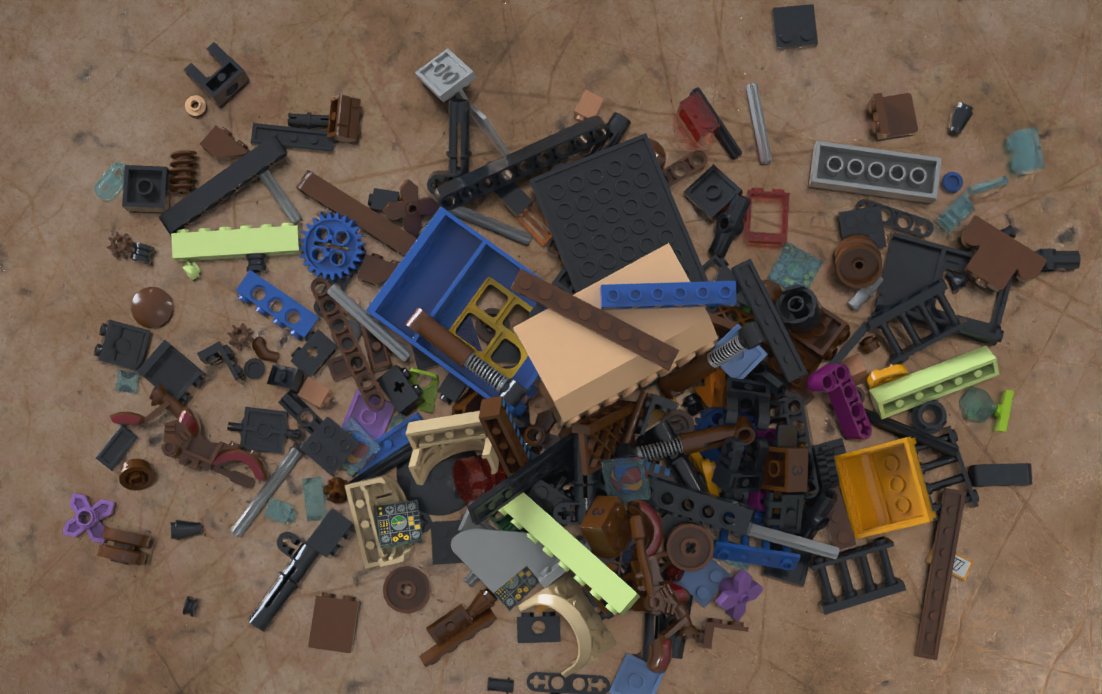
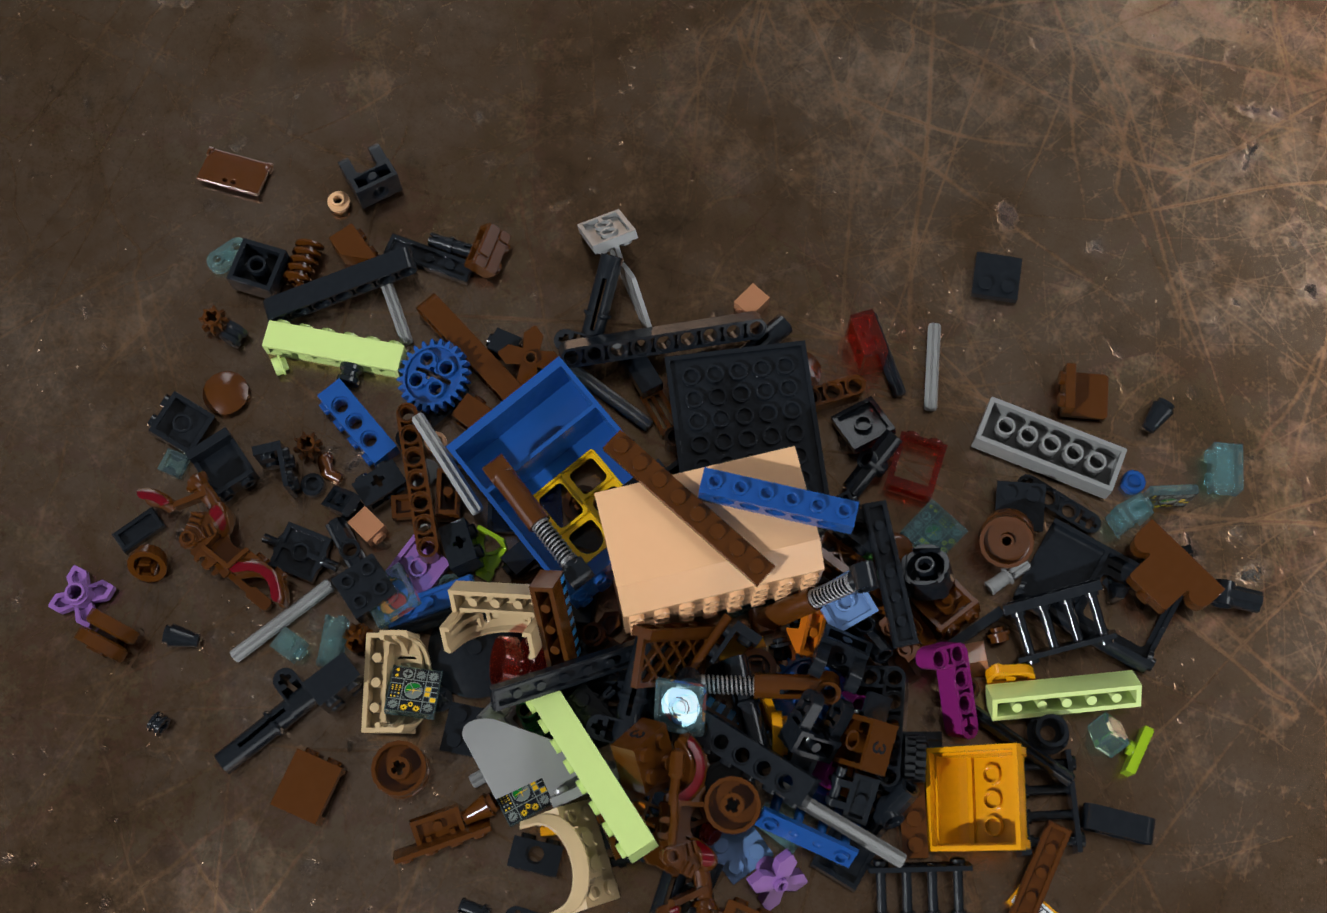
camera: 20 degrees right, 10 degrees down
(91, 98) = (240, 172): none -> reddish brown door

